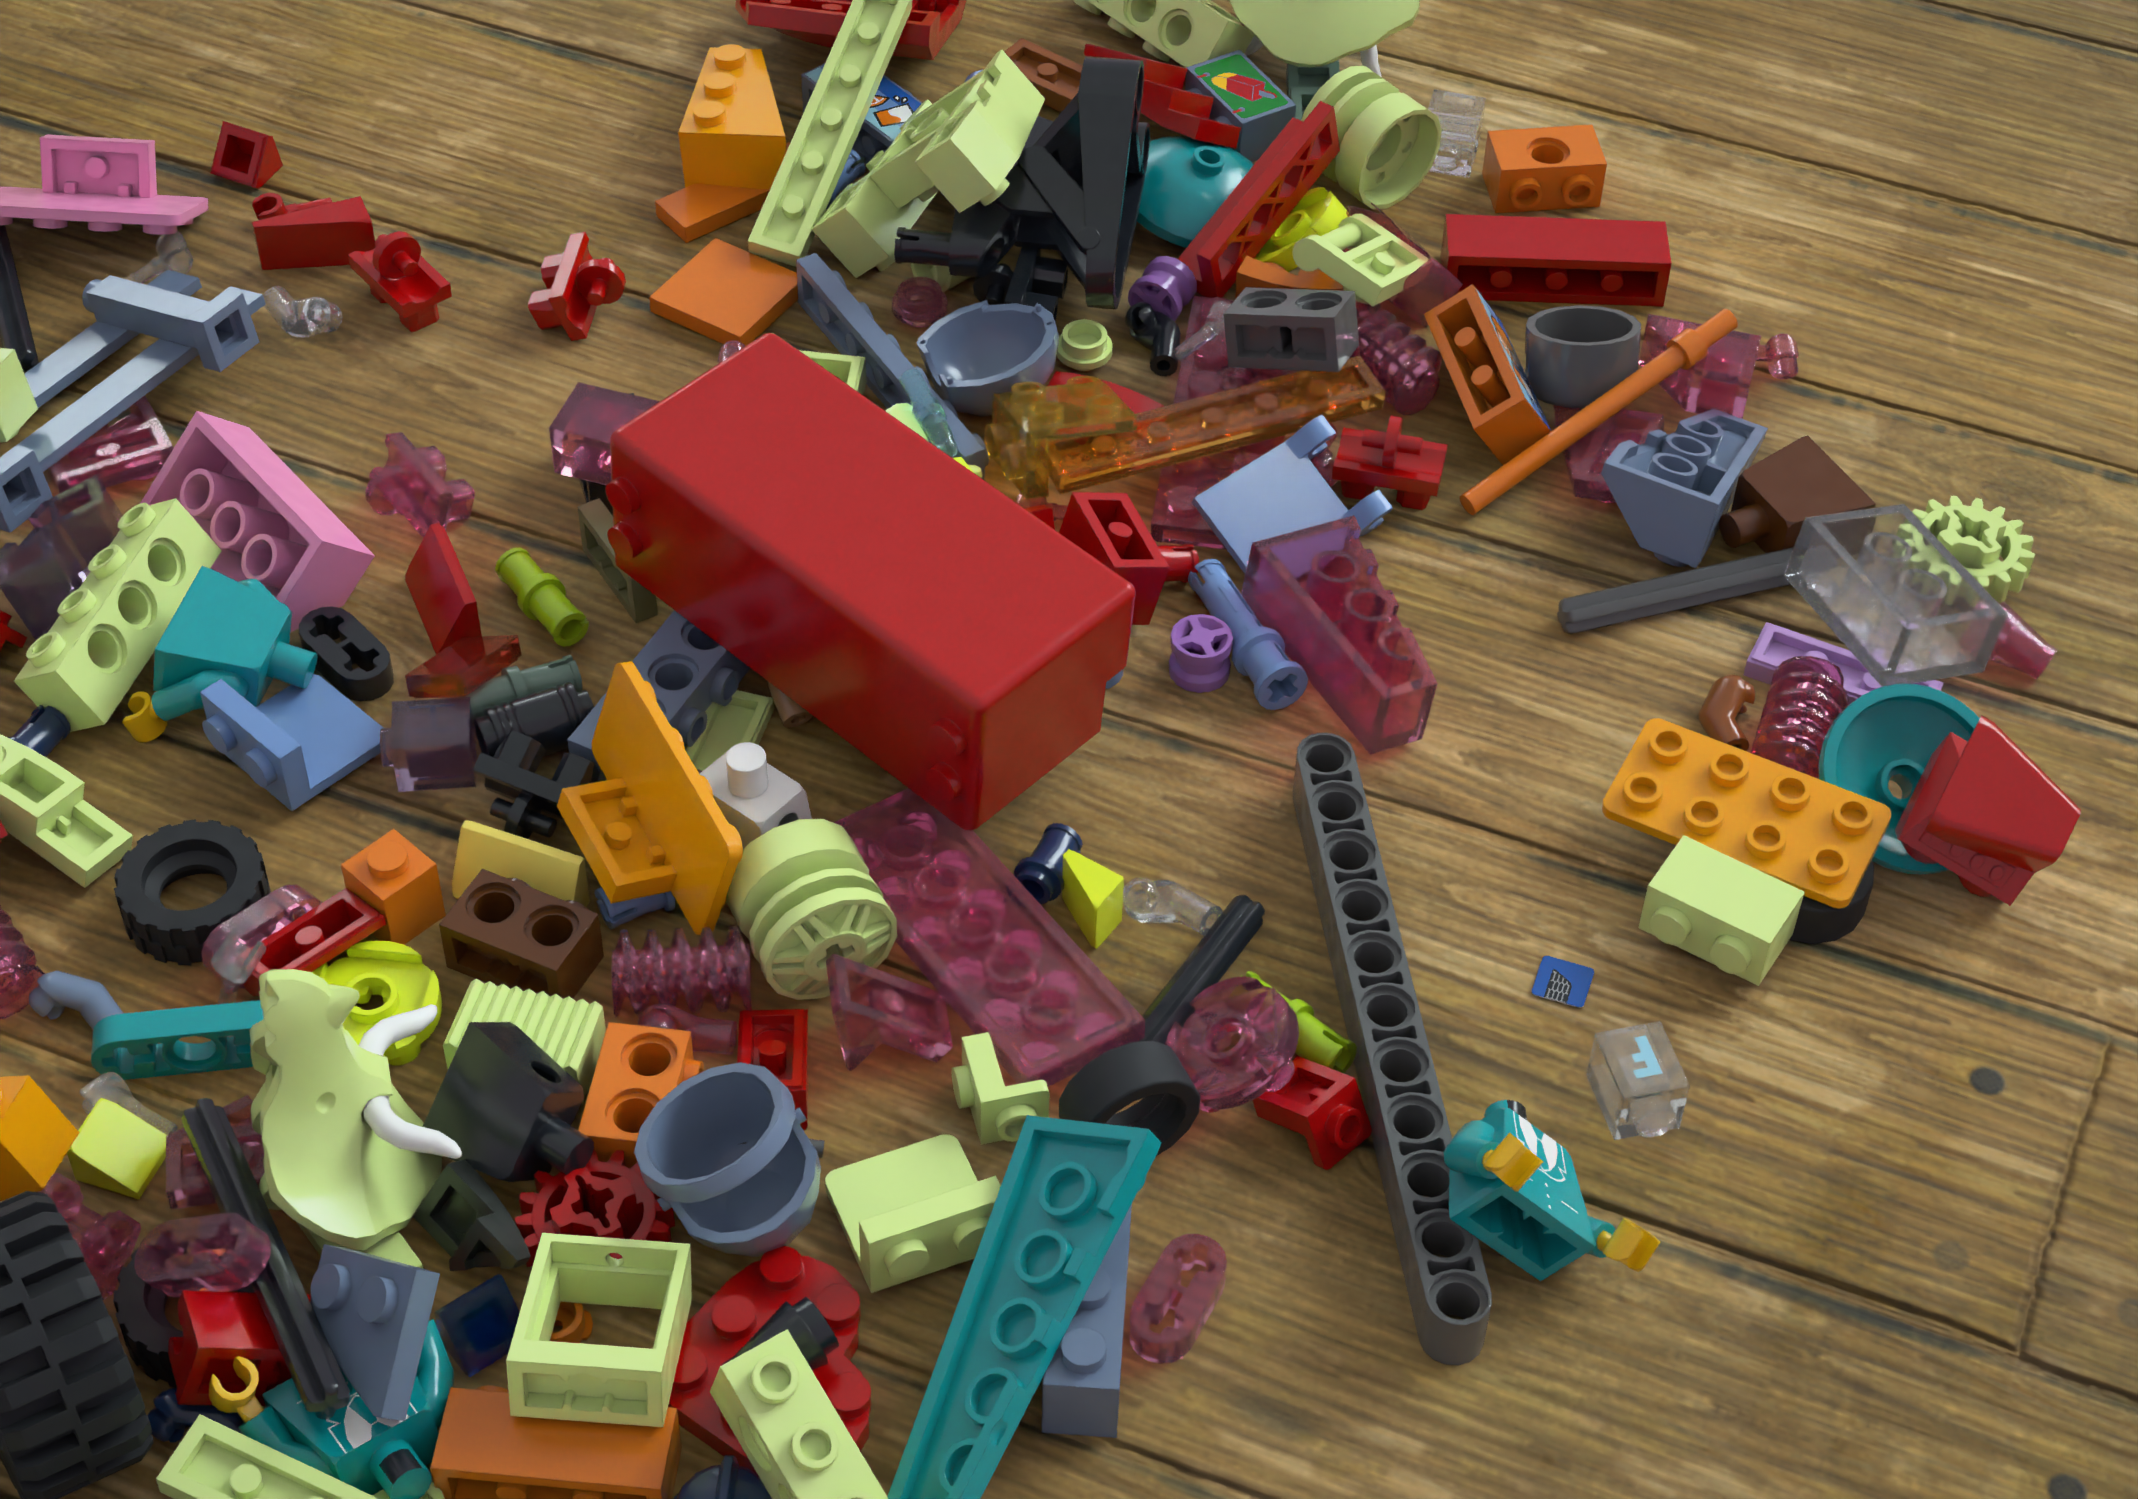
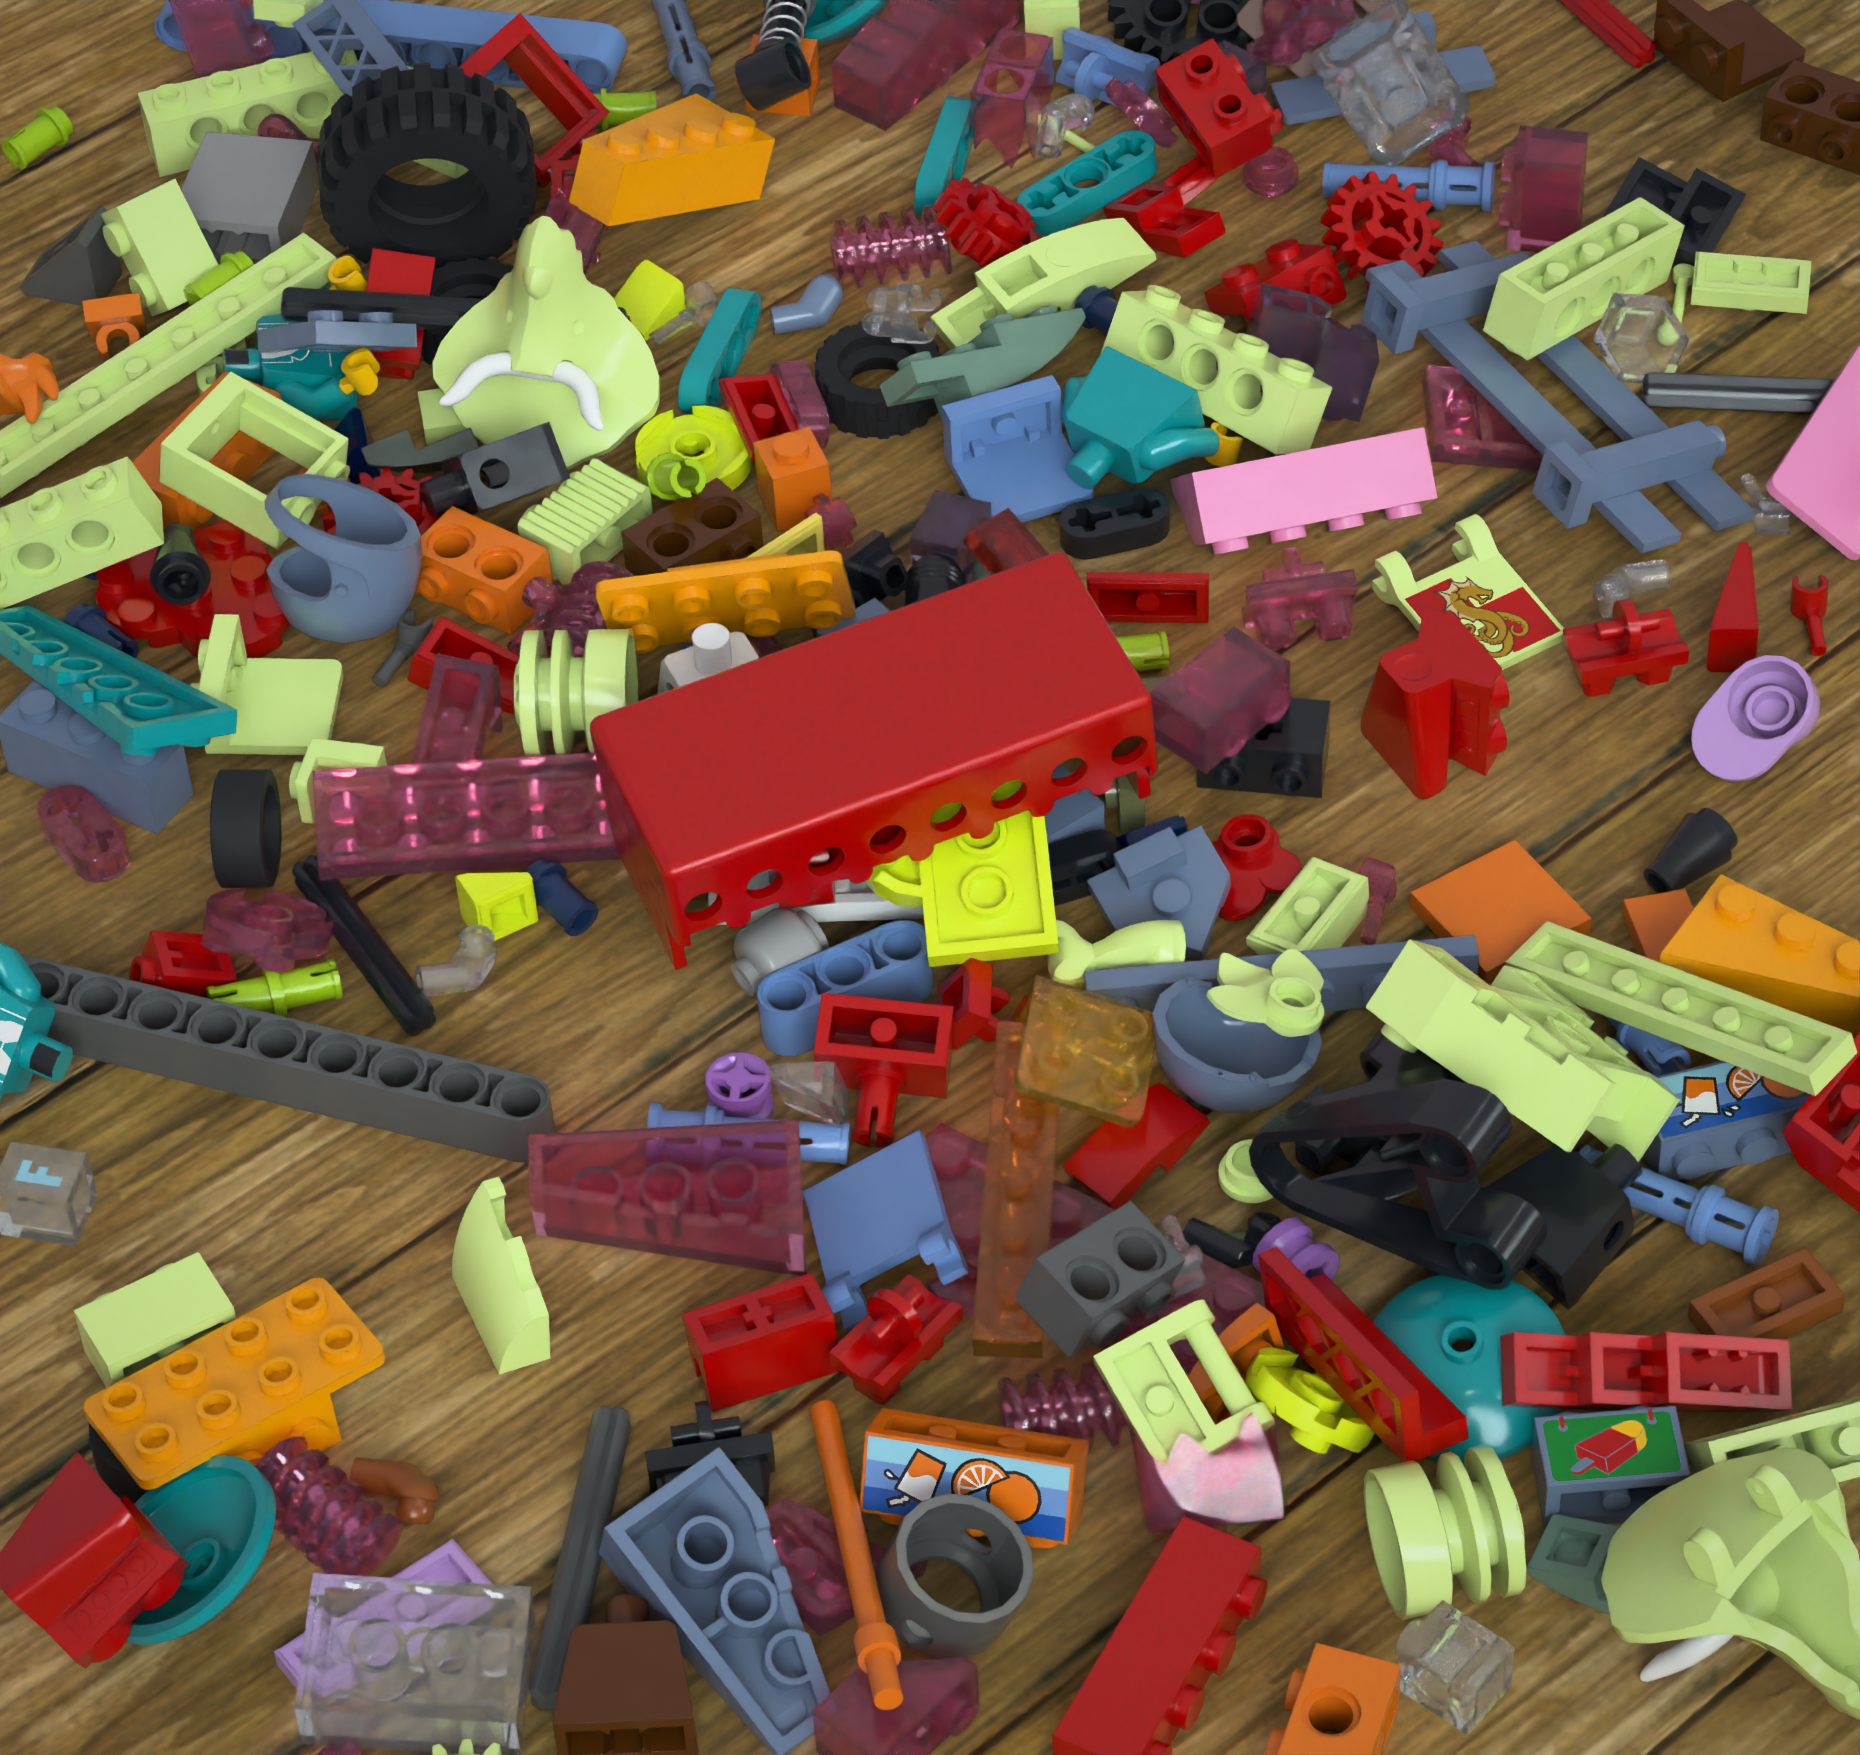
camera: 120 degrees right, 0 degrees up
(140, 860) = (889, 313): none -> clear piece
(171, 779) = (993, 360): none -> sand green slope
(204, 1239) = (462, 277): clear pink beam -> none
(235, 964) = (760, 364): clear hand -> none
(365, 395) = (1479, 591): none -> flag
(440, 843) = (836, 520): none -> clear pink plate
(443, 190) = (1755, 718): none -> lavender cap
(459, 949) = (675, 477): none -> lime pin
(531, 347) = (1436, 704): none -> red piece
(575, 288) = (1553, 783): red hips -> none
(615, 203) = (1693, 850): none -> black cone
(887, 1434) = (93, 622): none -> dark blue pin
(928, 411) = (1153, 954): clear light blue piece -> none
(935, 333) = (1281, 997): none -> yellowish green plate
(1176, 596) = (813, 1089): none -> clear slope
(1445, 534) = (761, 1341): none -> red hinge
(1512, 706) = (499, 1283): none -> yellowish green slope
(1563, 981) = (200, 1222): blue sticker -> none
(1572, 531) = (693, 1441): none -> black hips

